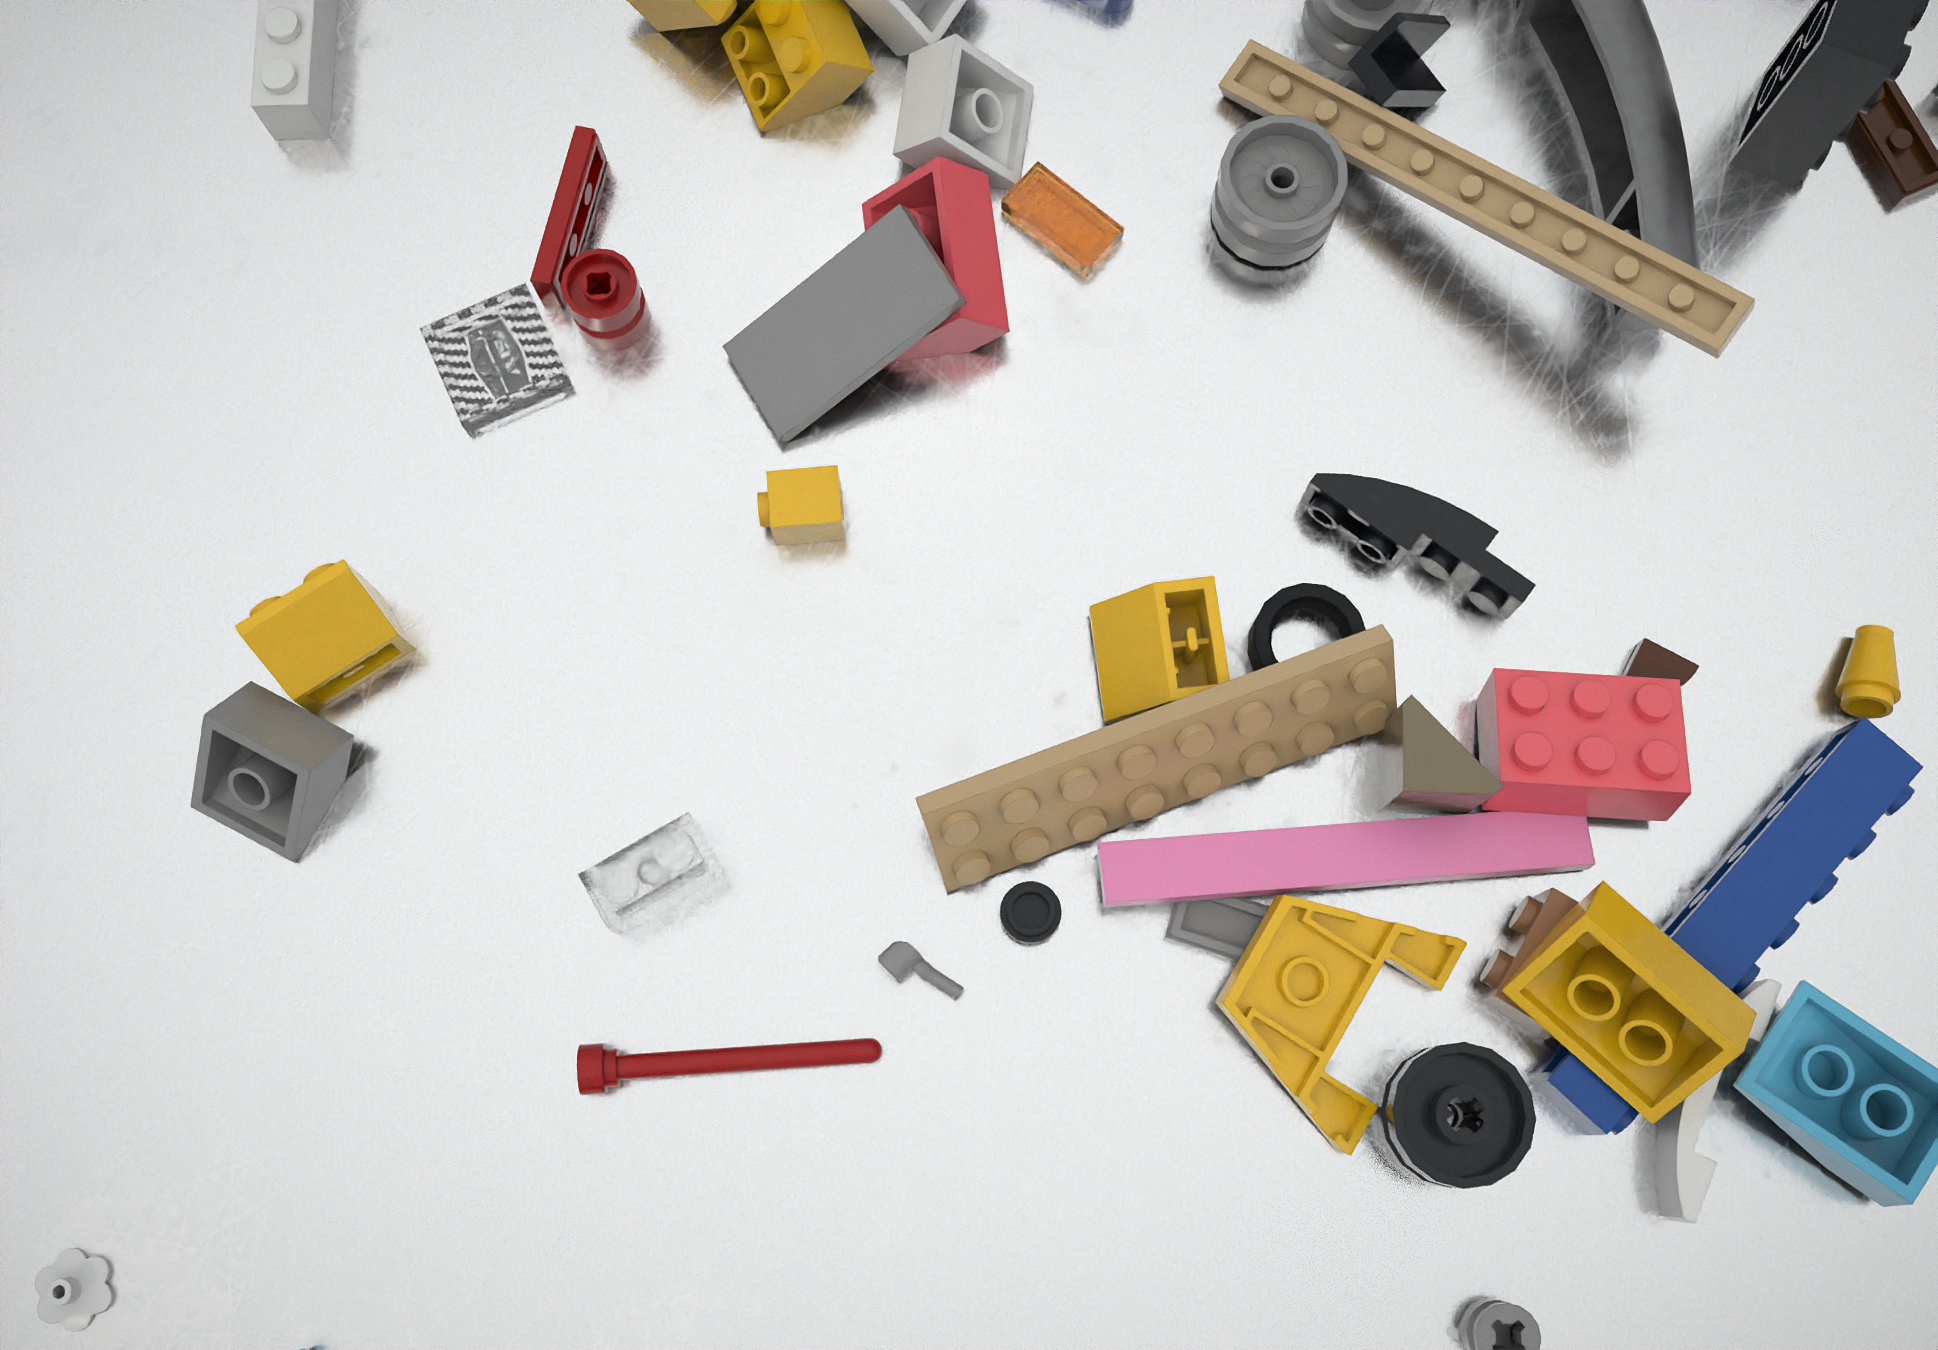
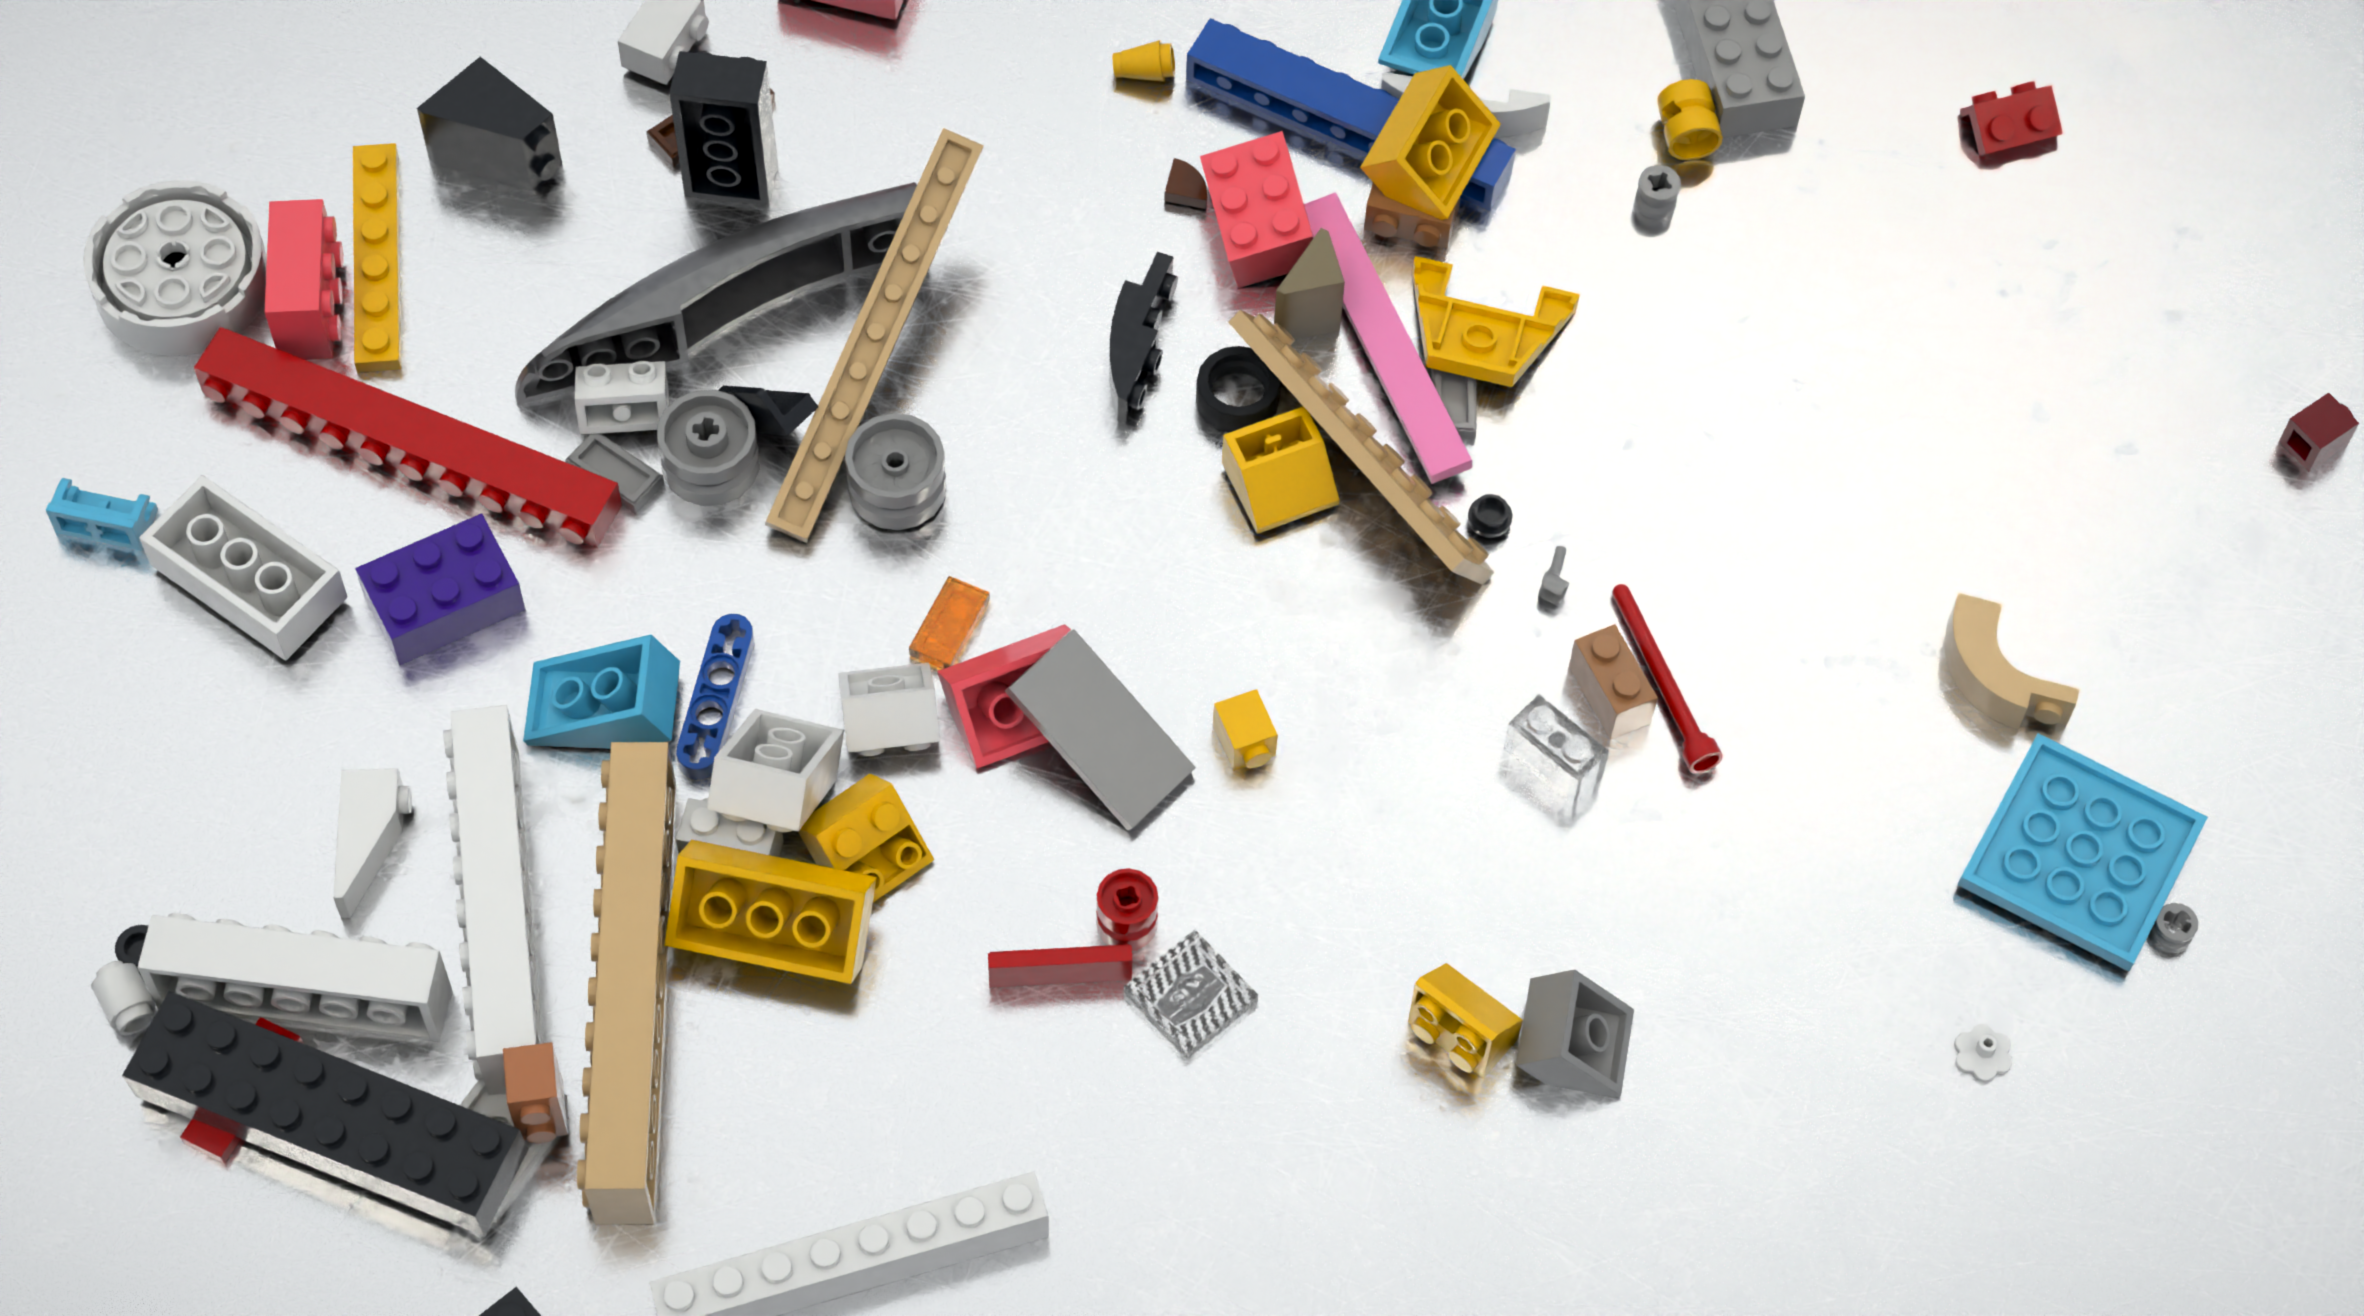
camera: 110 degrees left, 15 degrees down
(726, 982) = (1612, 681): none -> medium nougat brick
(1492, 1108) = (1533, 237): black wheel -> none

